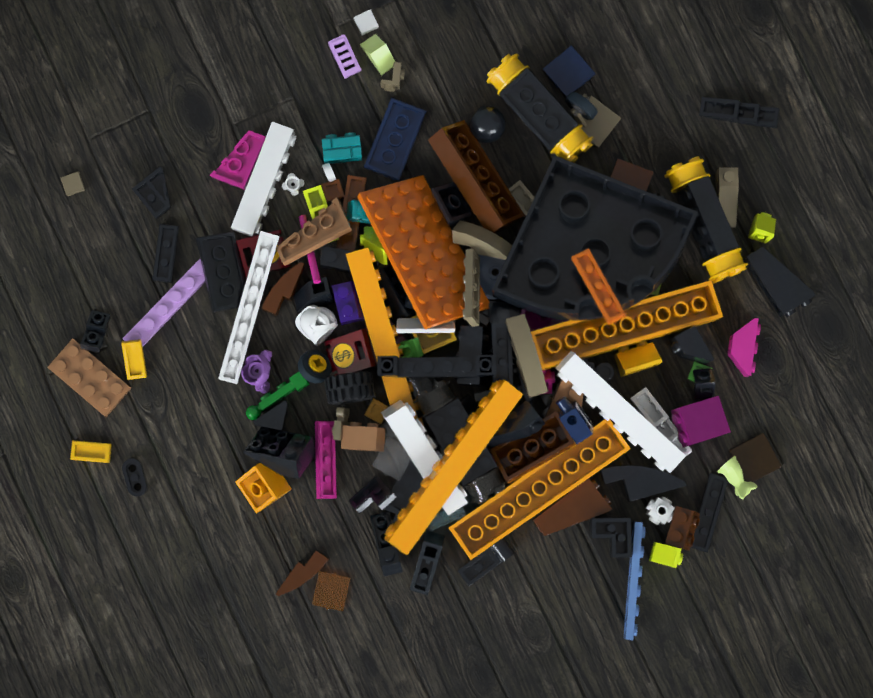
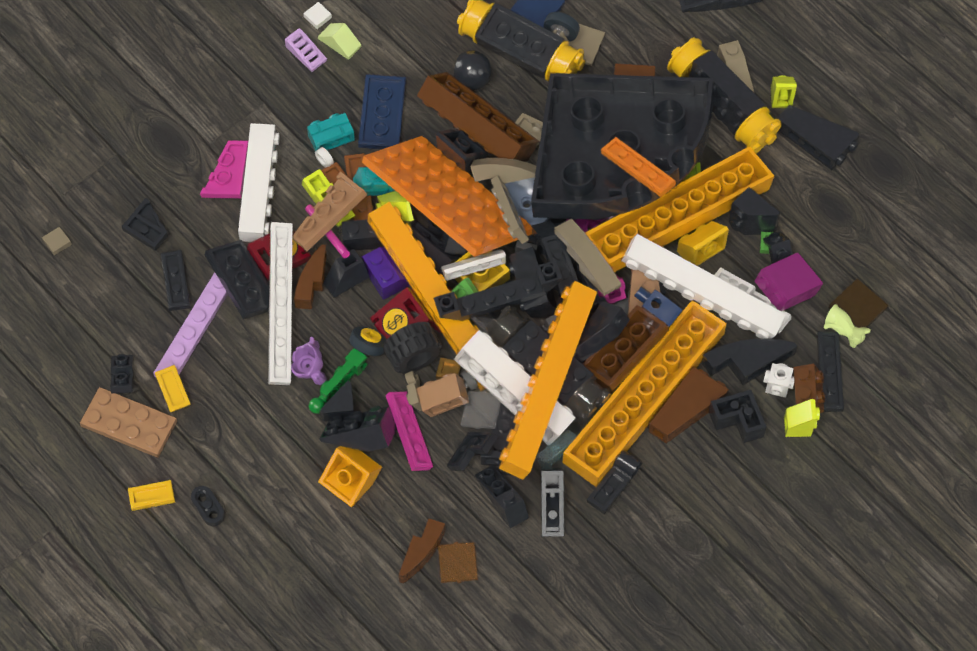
camera: 15 degrees left, 20 degrees down
(293, 179) = (289, 174): white plate -> none
(316, 323) = (357, 300): white helmet -> none
(398, 75) = (364, 60): dark tan bracket -> none
(633, 588) = (779, 464): medium blue plate -> none
(743, 347) = (806, 204): dark pink slope -> none

